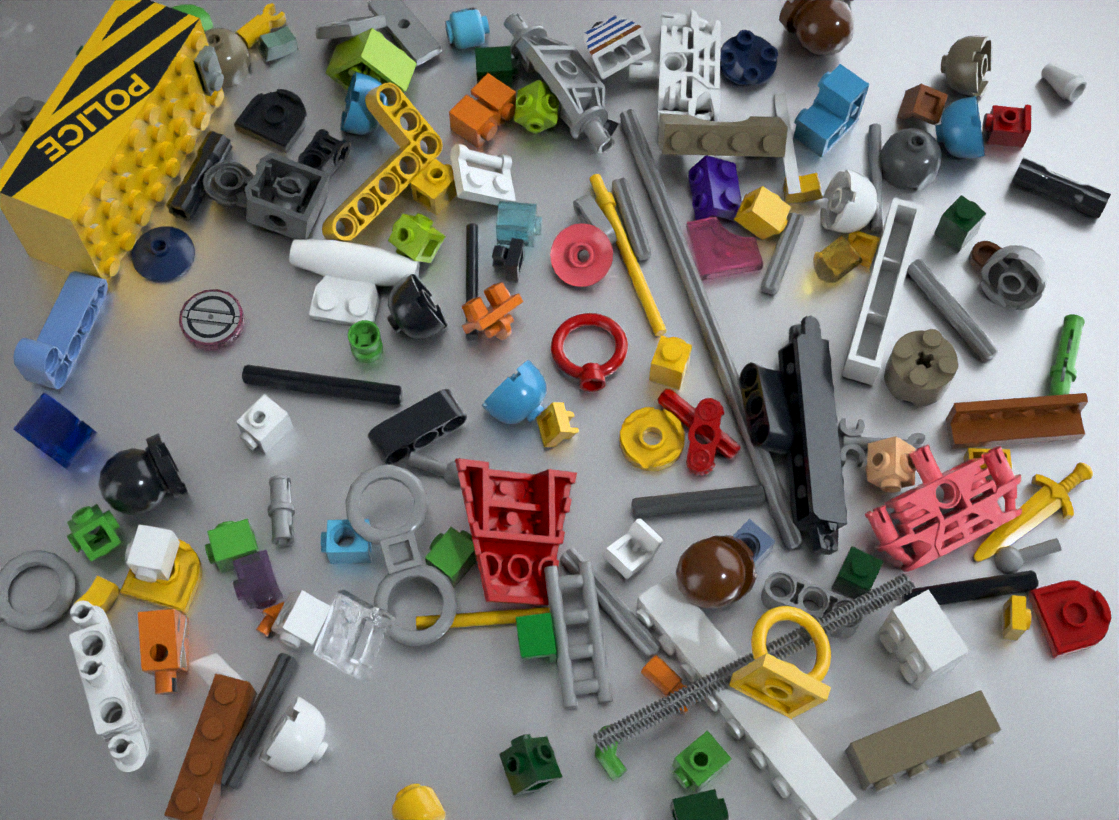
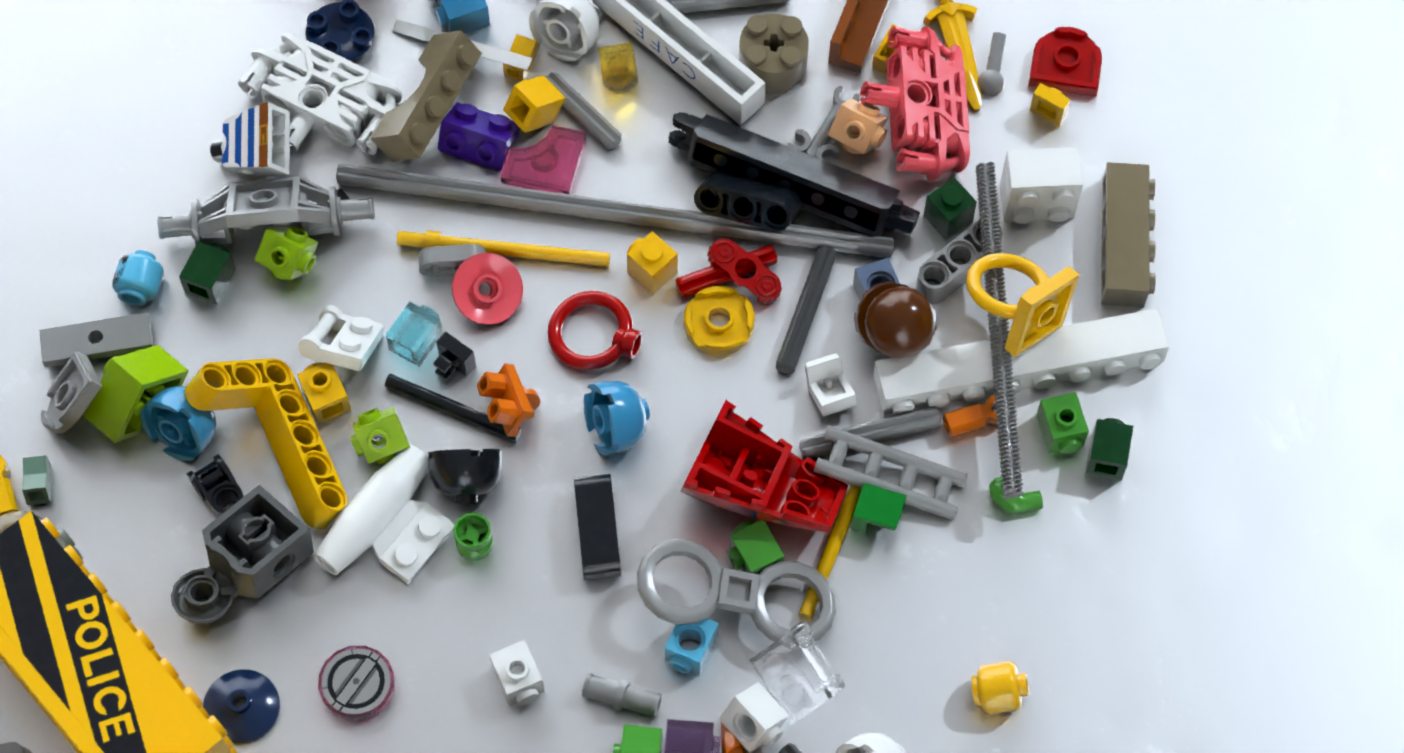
camera: 65 degrees left, 0 degrees up
(189, 193) = (167, 627): black axle -> none
(274, 119) = (133, 523): black tile -> none
(322, 384) = (495, 602): black axle -> none
(437, 467) = (661, 516): light grey bar -> none
(480, 118) = (256, 306): orange piece -> none
(530, 764) = (999, 568): dark green brick -> none
(555, 424) = (663, 397): yellow tile -> none
(631, 219) = (465, 226): light grey axle -> none
(864, 245) = (613, 34): yellow tile -> none
(979, 588) = (1007, 120): black axle -> none

